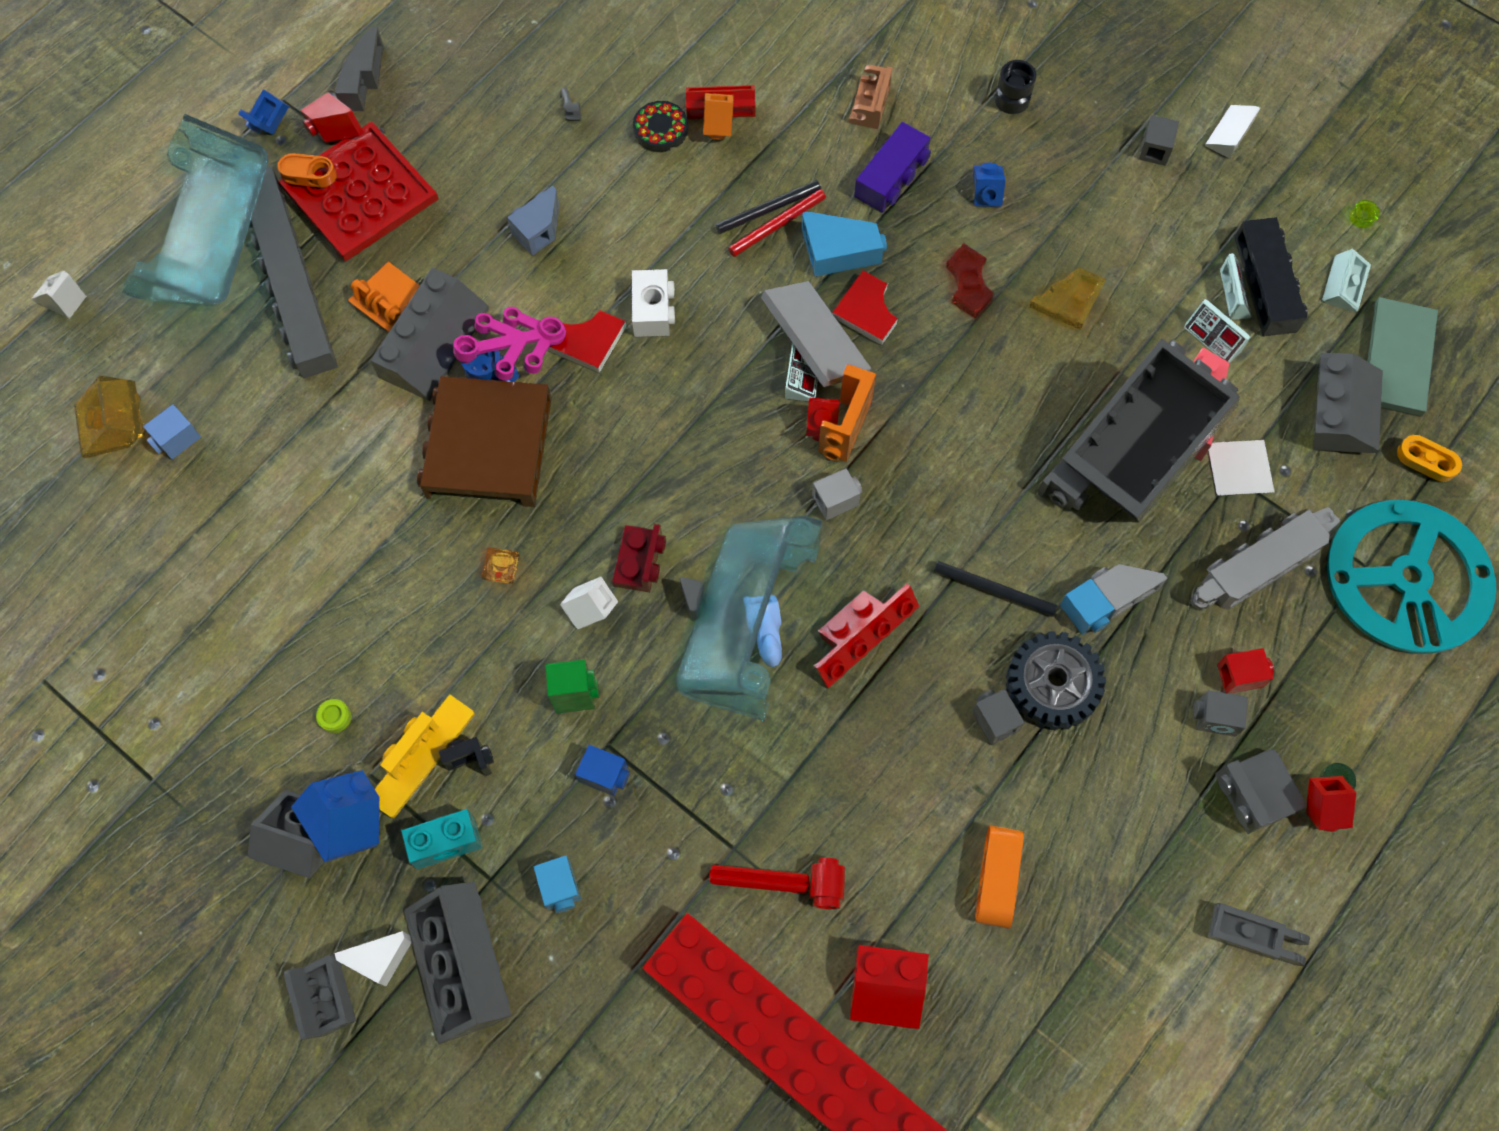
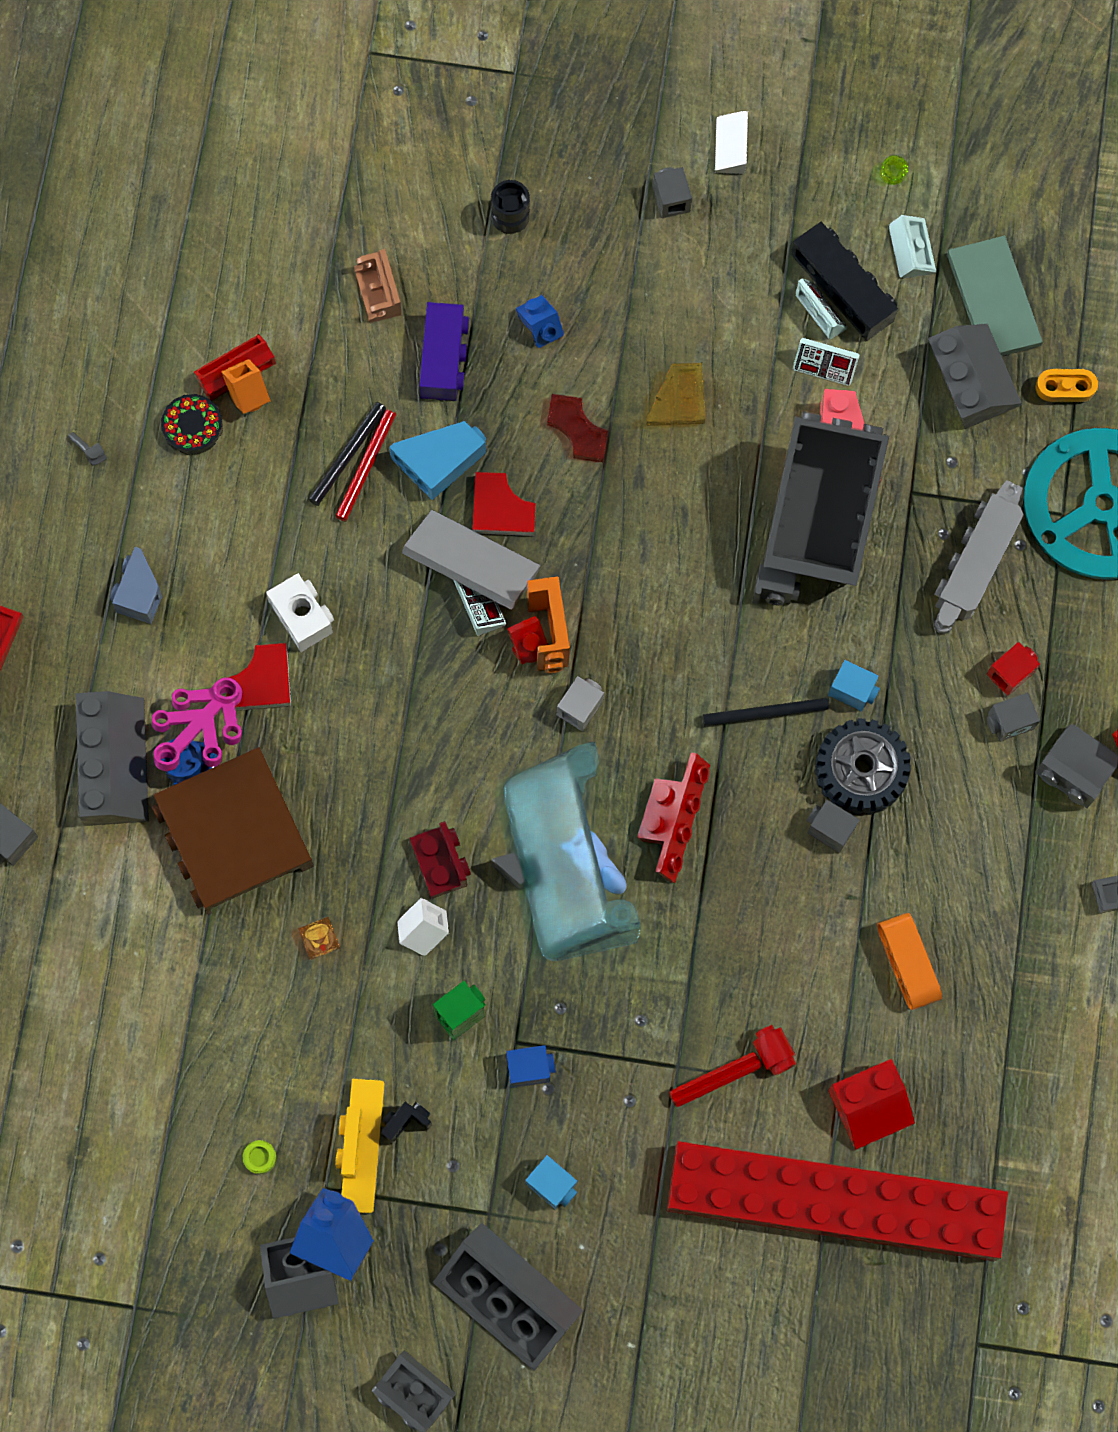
camera: 35 degrees left, 5 degrees up
(377, 958) = (439, 1334): white slope -> none
(383, 295) = (42, 742): orange hinge -> none
(441, 839) = (430, 1204): teal brick -> none
(1127, 585) = (875, 648): light grey slope -> none
(1240, 467) = (913, 480): white sticker -> none

